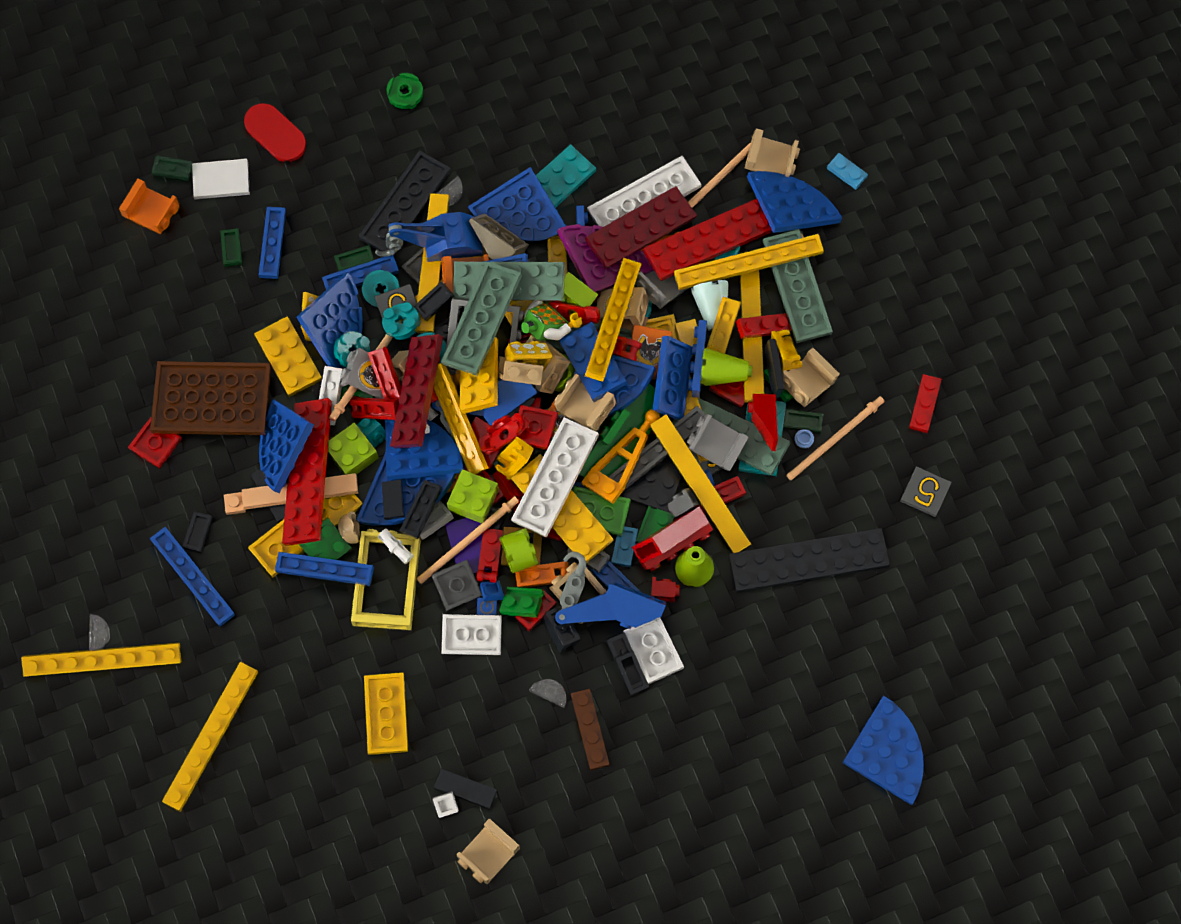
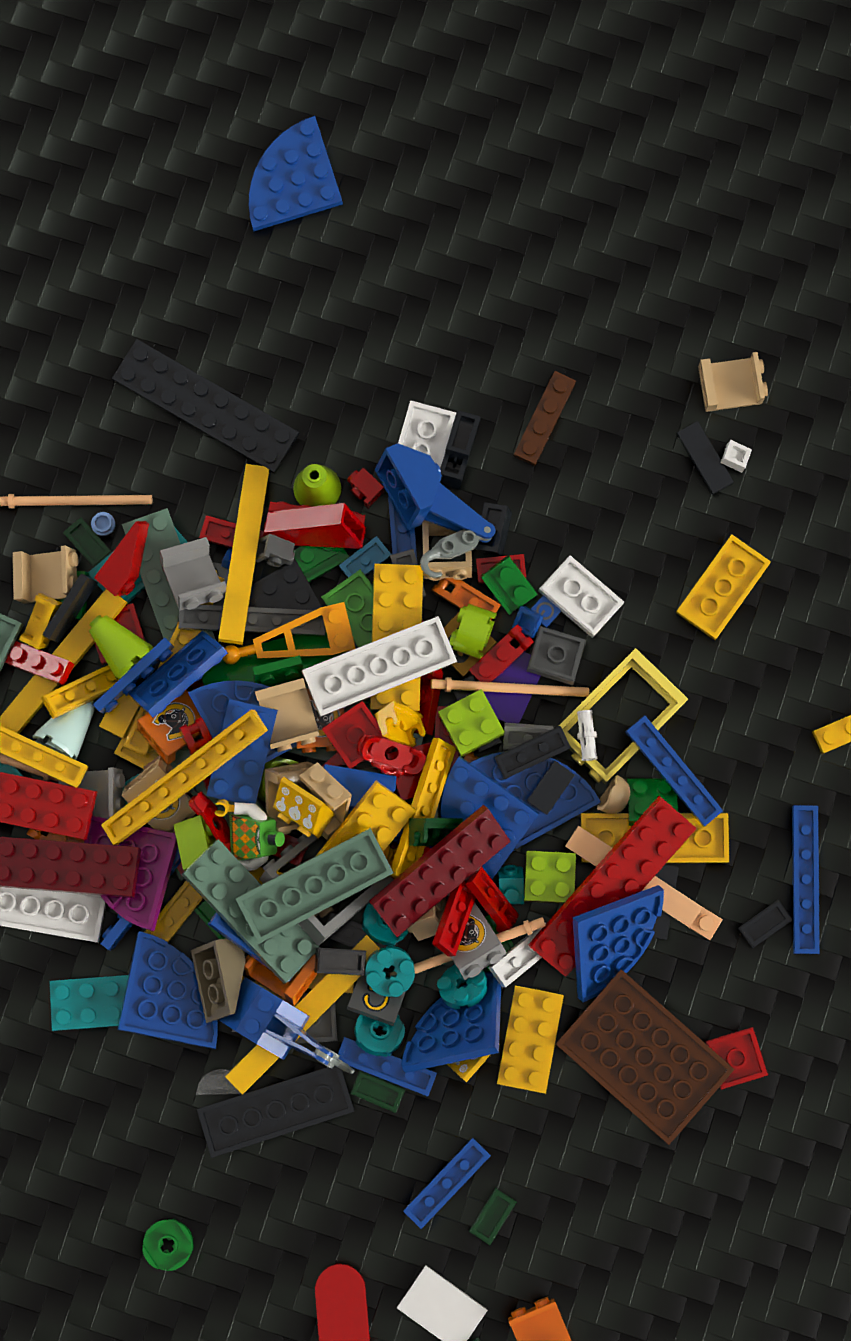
camera: 140 degrees left, 10 degrees up
(441, 411) = (430, 830): none -> dark green hinge
(550, 690) = (551, 481): clear plate -> none
(925, 491) = (38, 379): dark grey tile -> none

